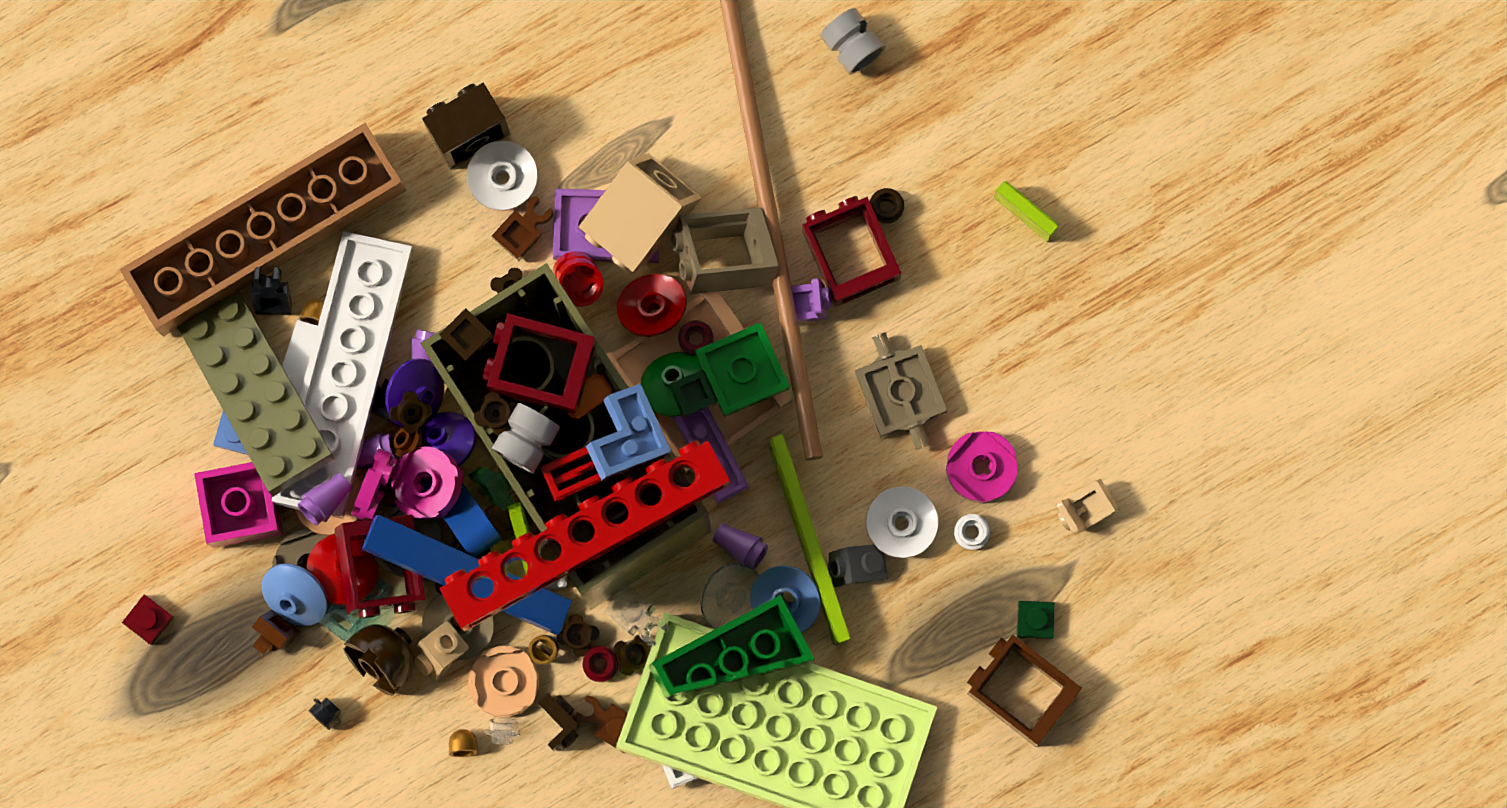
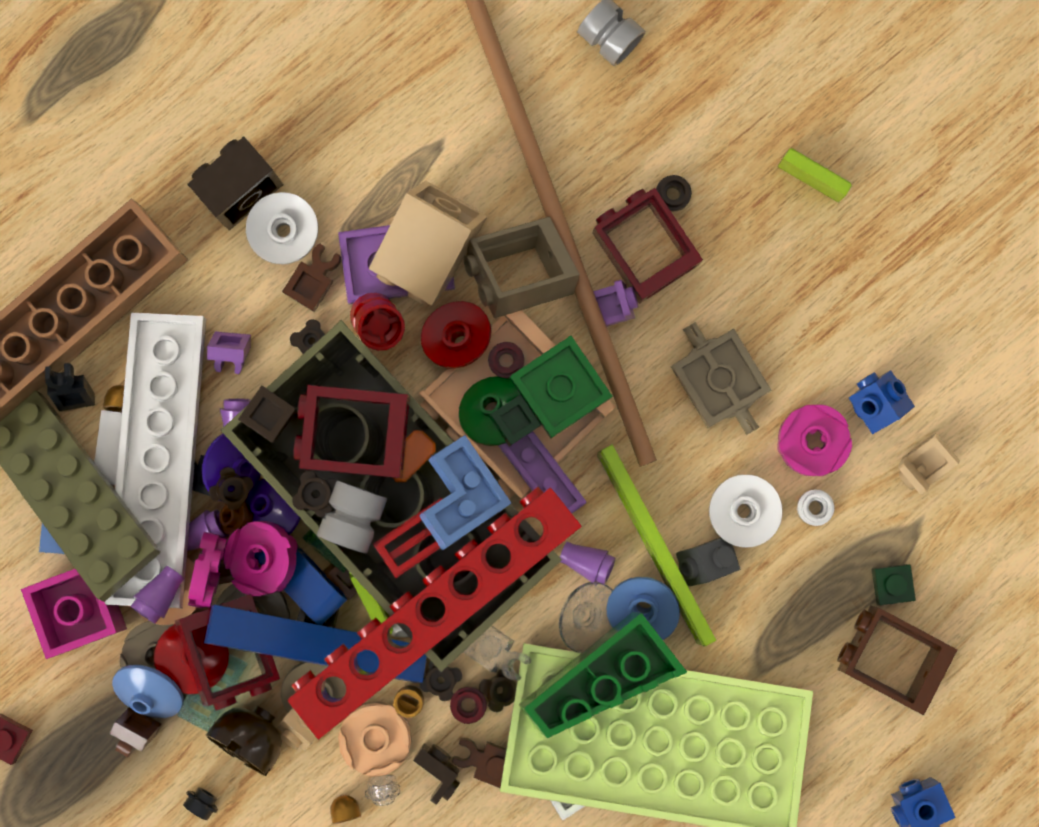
camera: 15 degrees left, 5 degrees up
(430, 280) = (229, 348): none -> medium lavender tile
(1051, 438) = (880, 400): none -> blue brick

